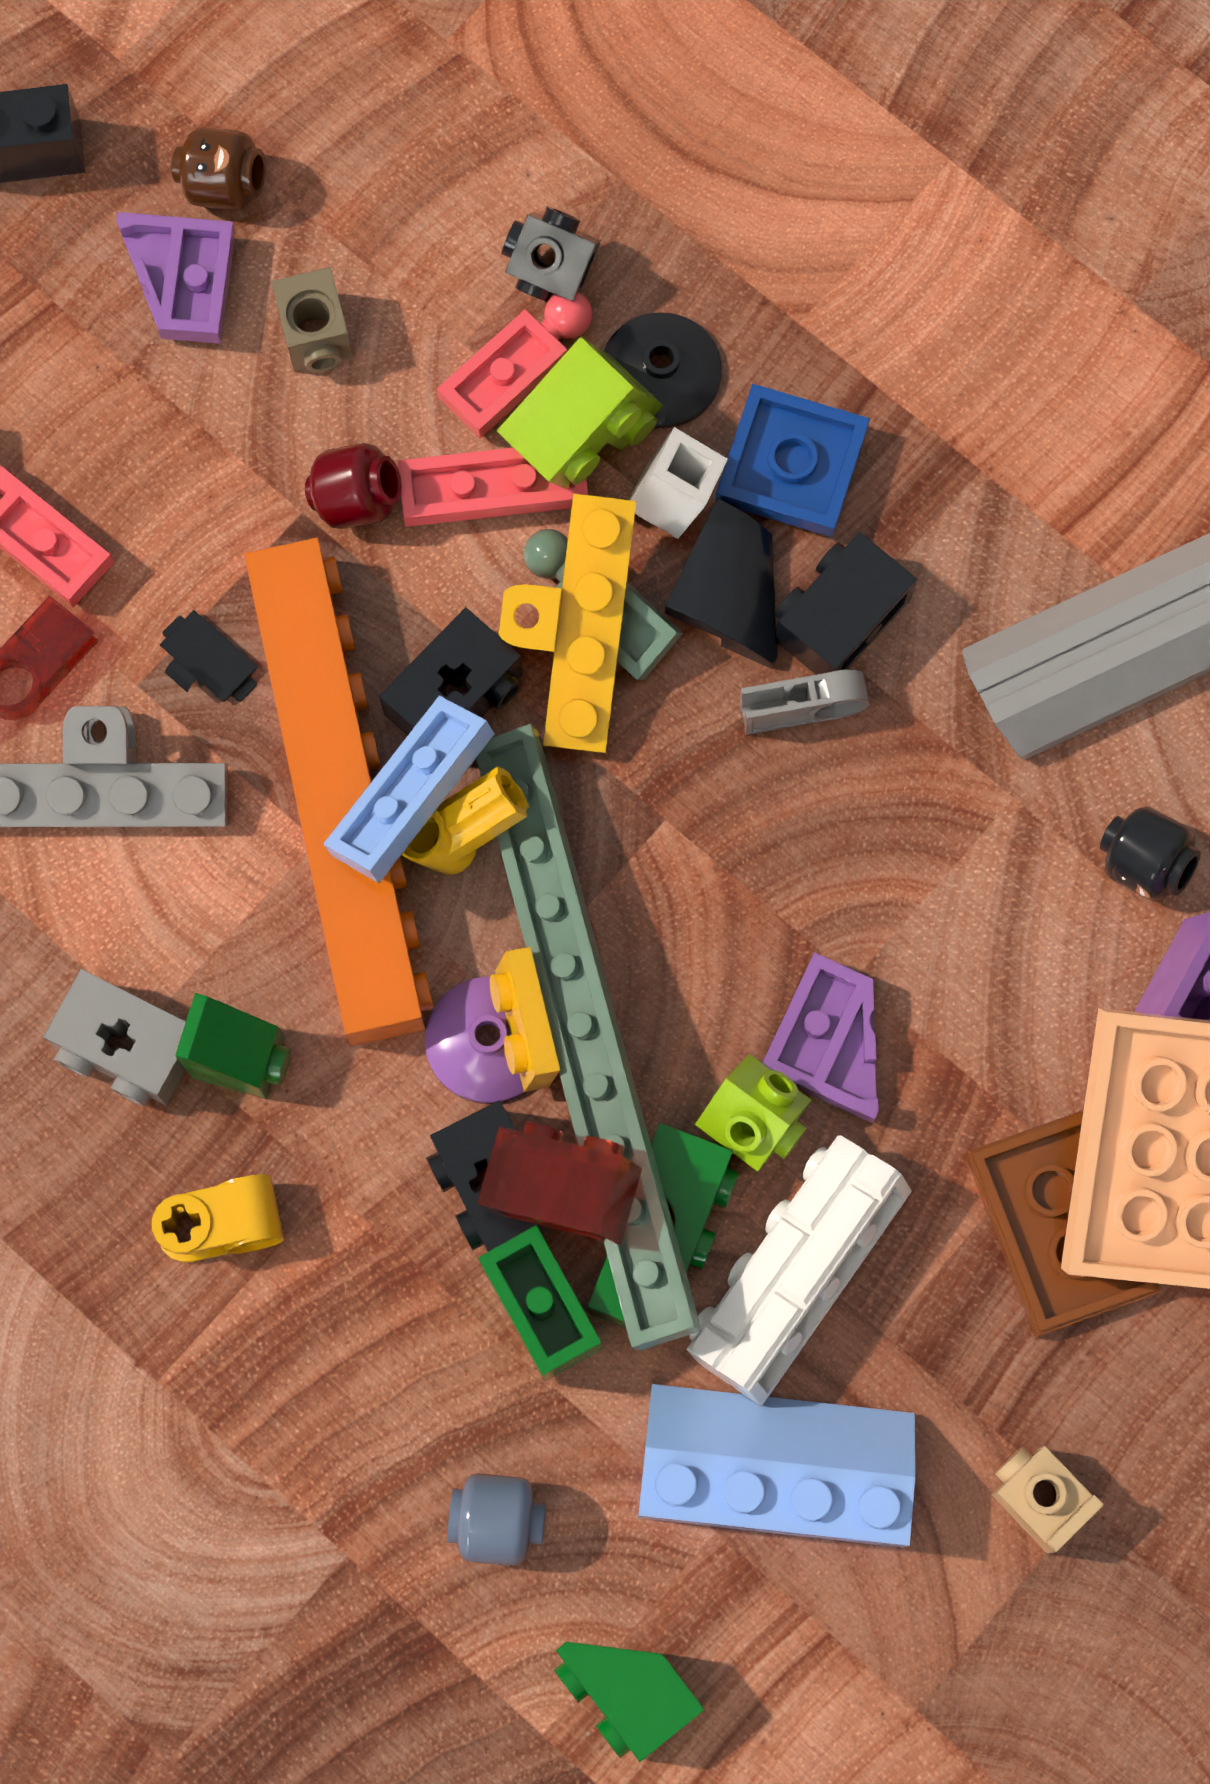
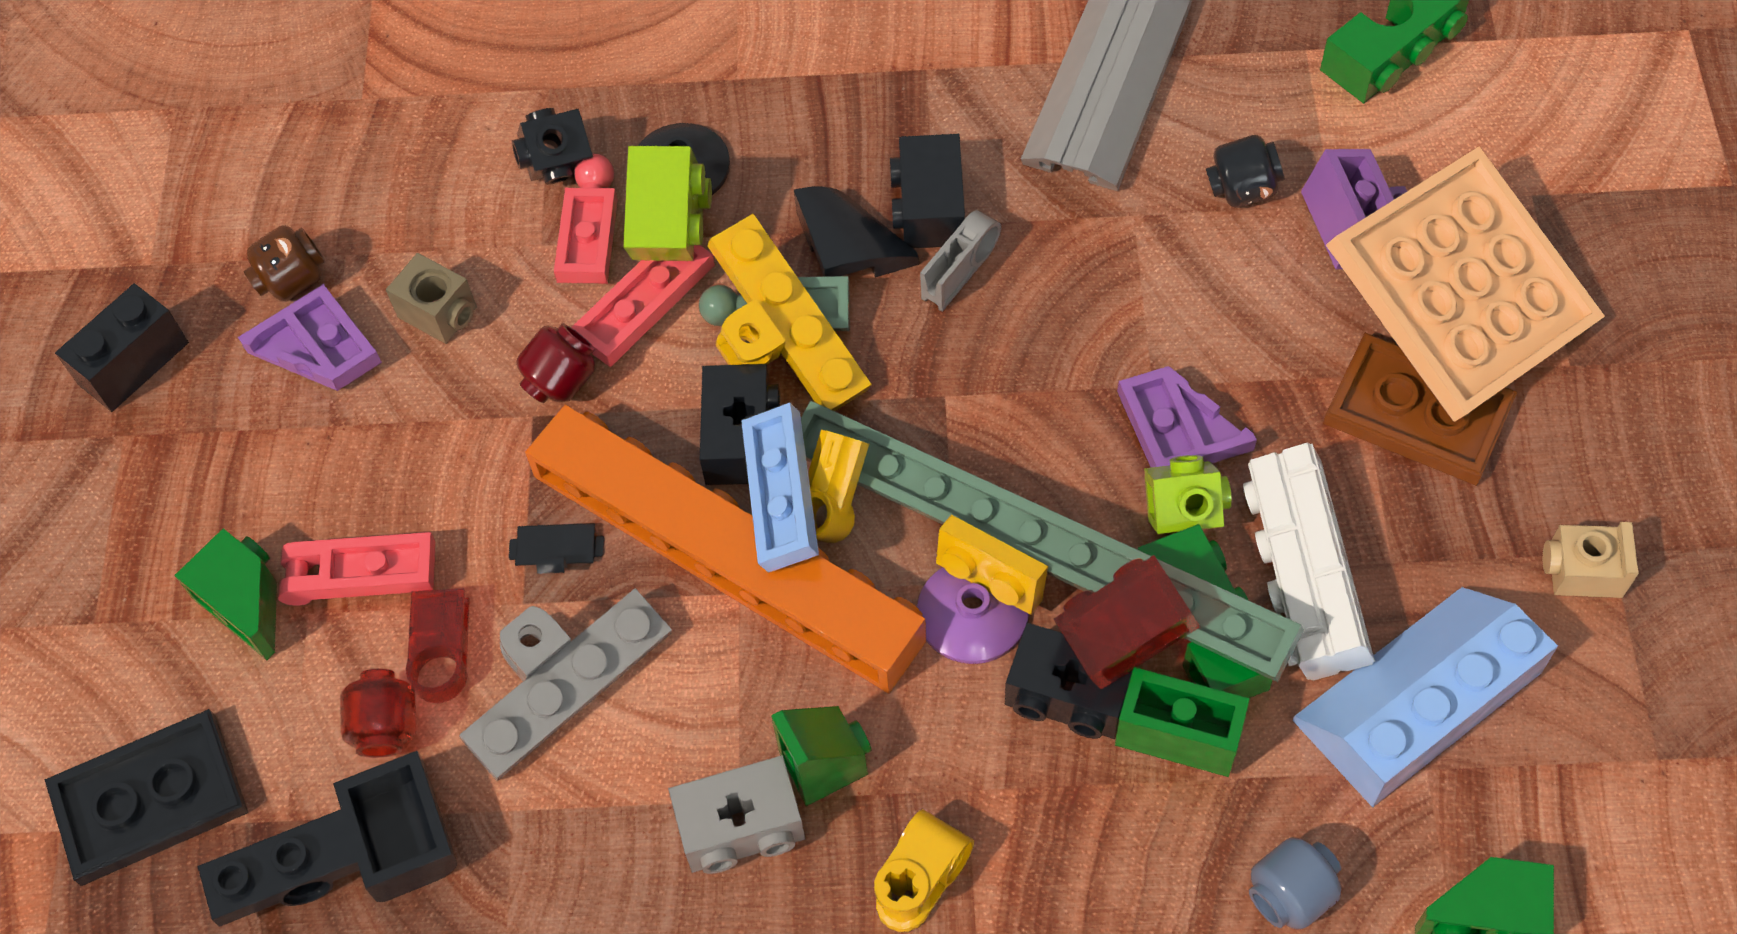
camera: 40 degrees left, 15 degrees down
(677, 483) = (766, 192): white brick -> none
(792, 460) = (814, 141): blue plate -> none

